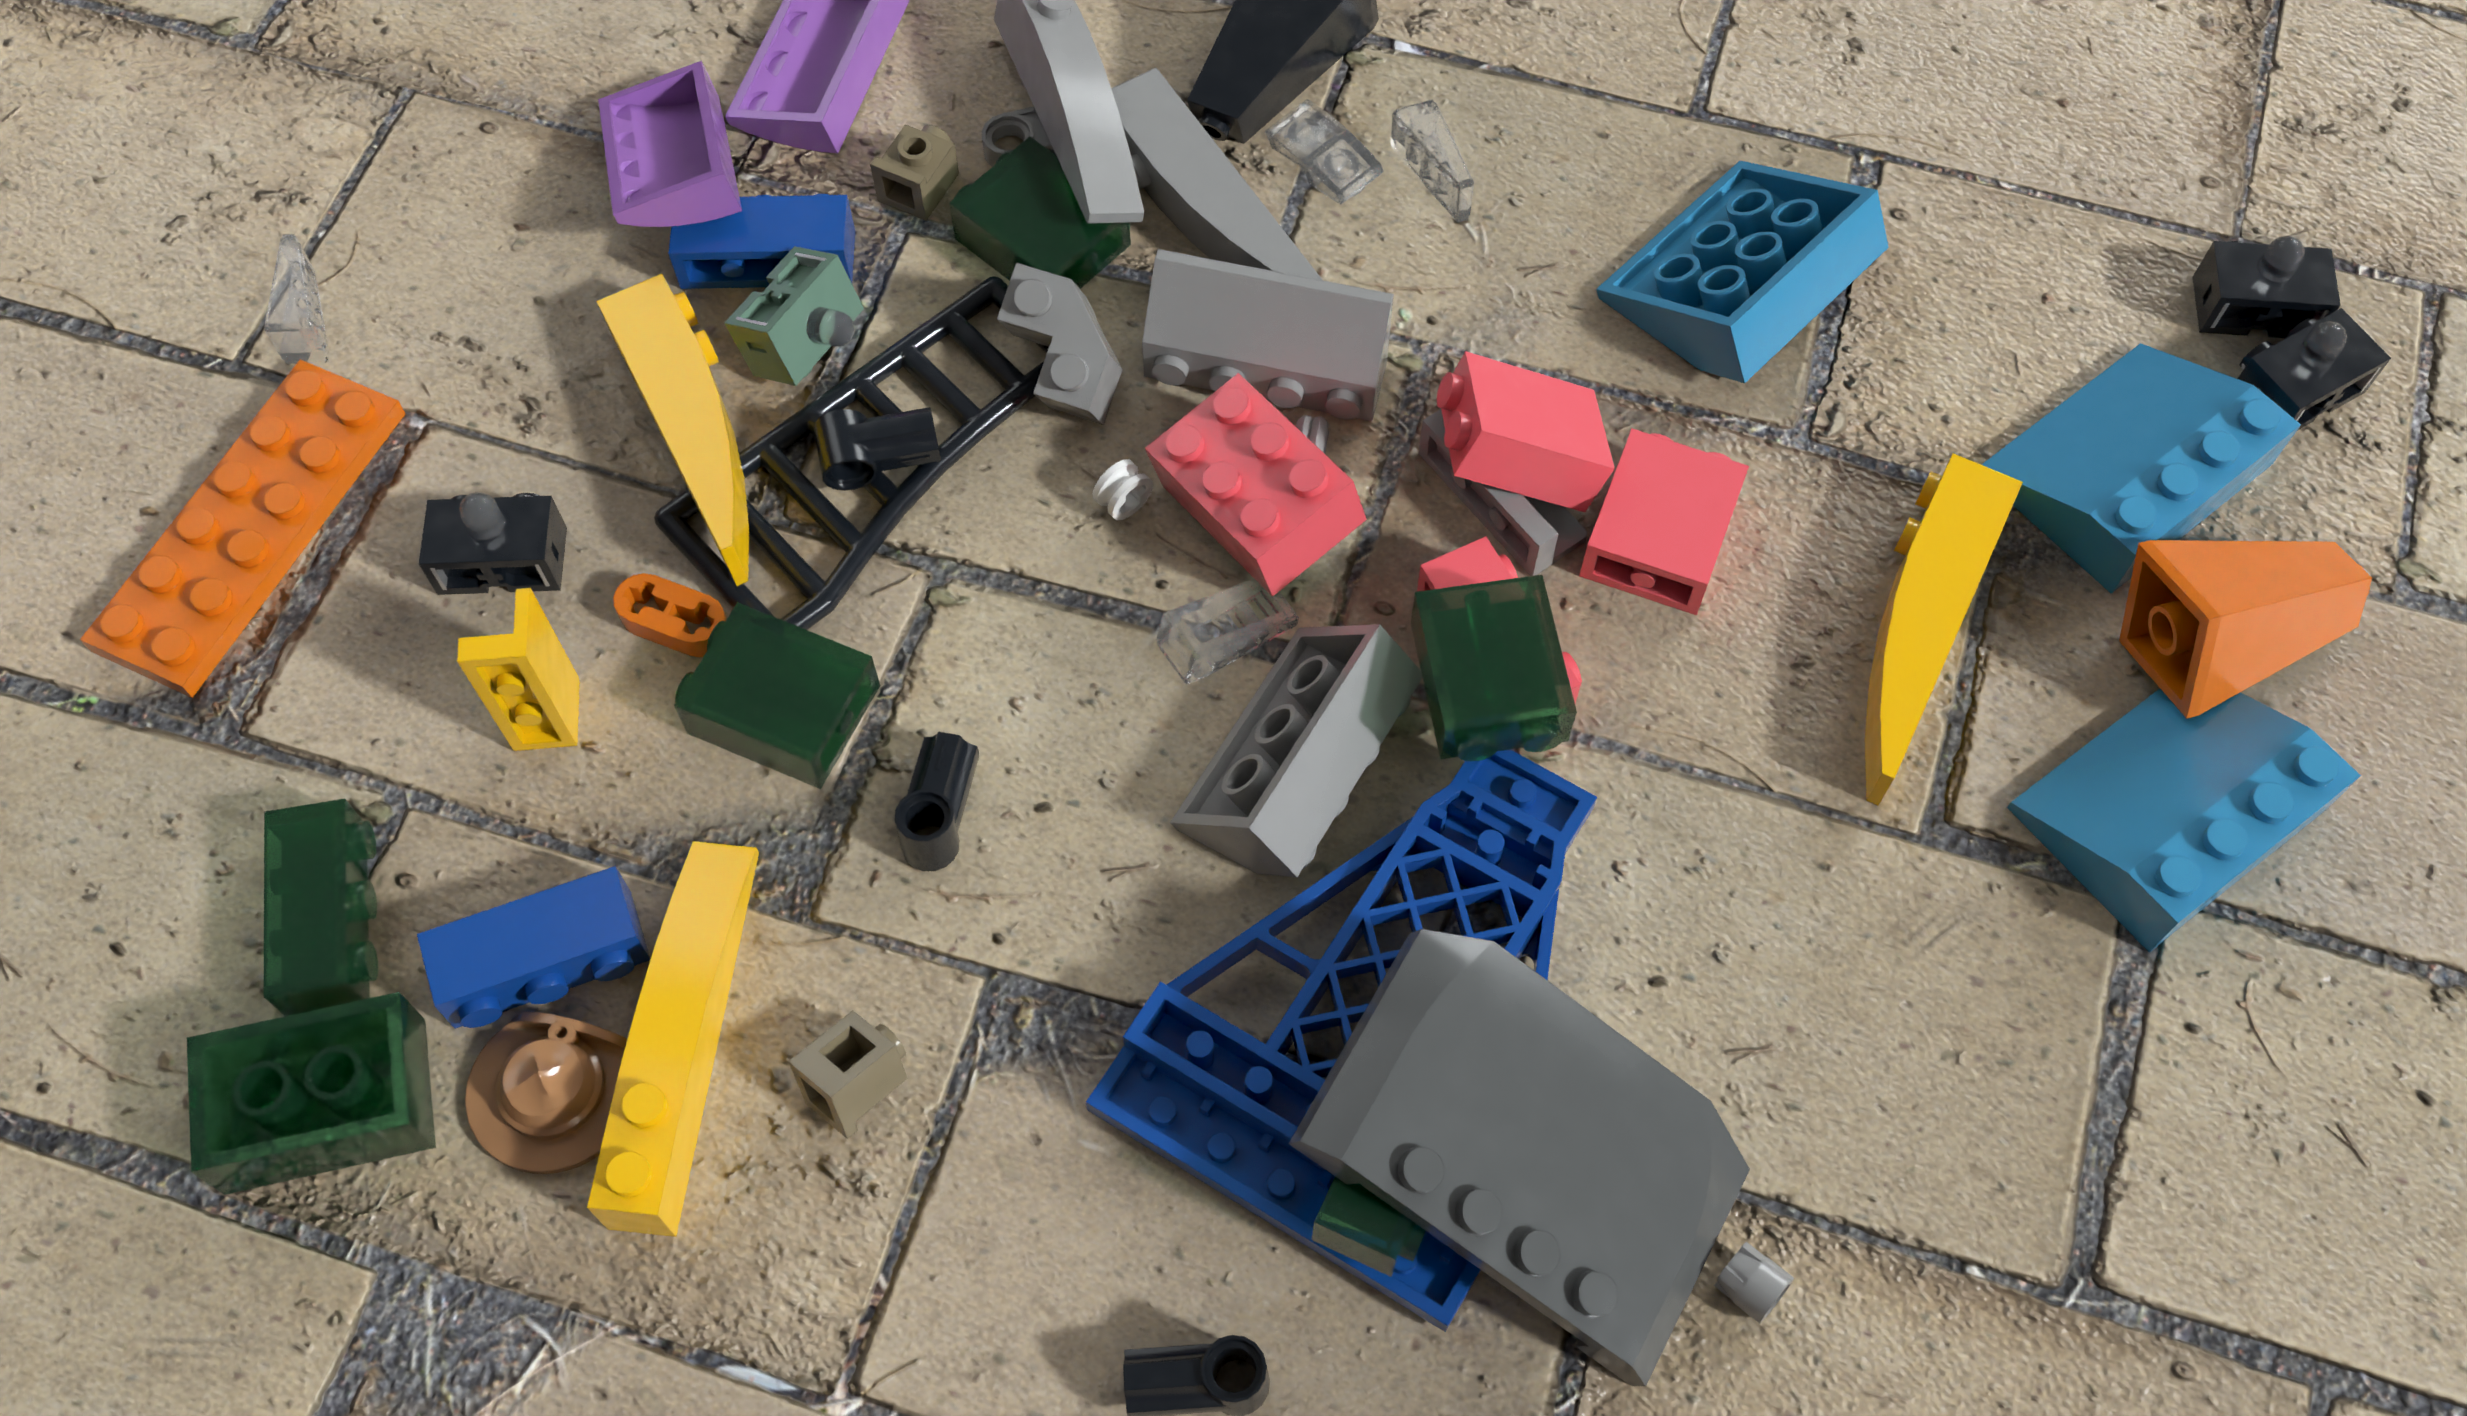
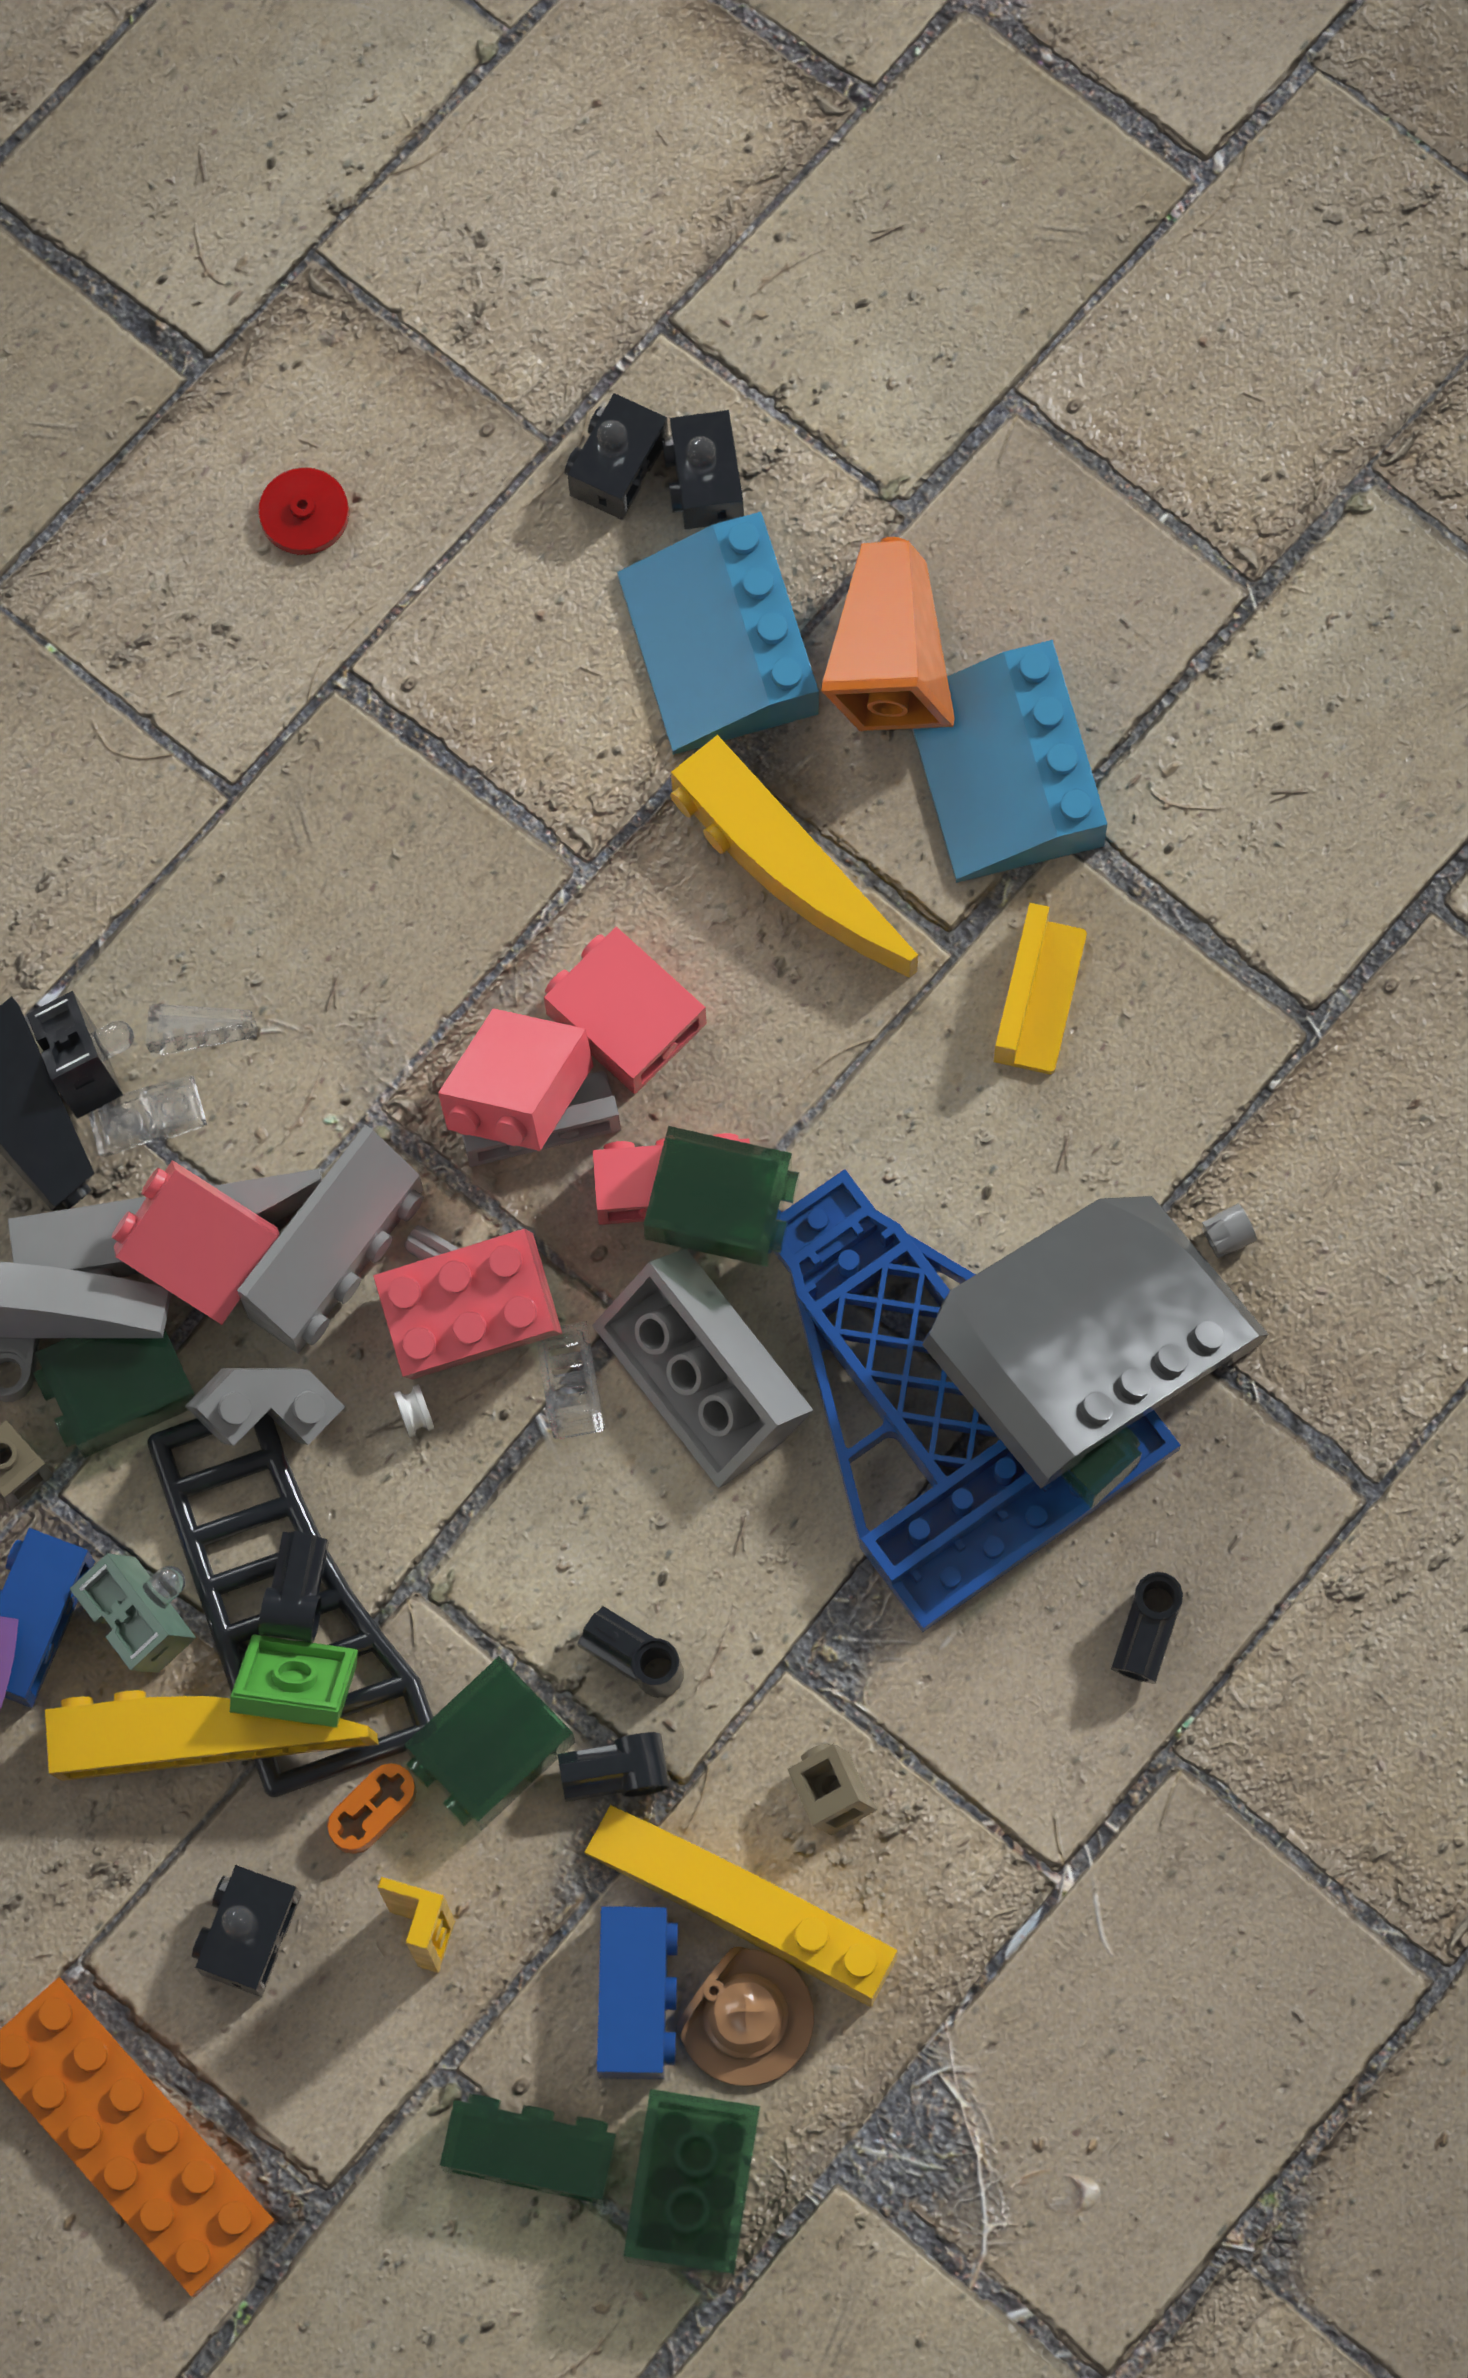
camera: 65 degrees left, 10 degrees up
(765, 470) = (294, 1680): none -> bright green tile
(799, 840) = (628, 1767): none -> black piece
(1200, 197) = (193, 1240): none -> coral brick
(1349, 59) = (79, 1052): none -> black piece
(1748, 266) = (415, 833): dark azure slope -> none
(1928, 939) = (1039, 993): none -> yellow panel
(2019, 63) = (303, 511): none -> red piece

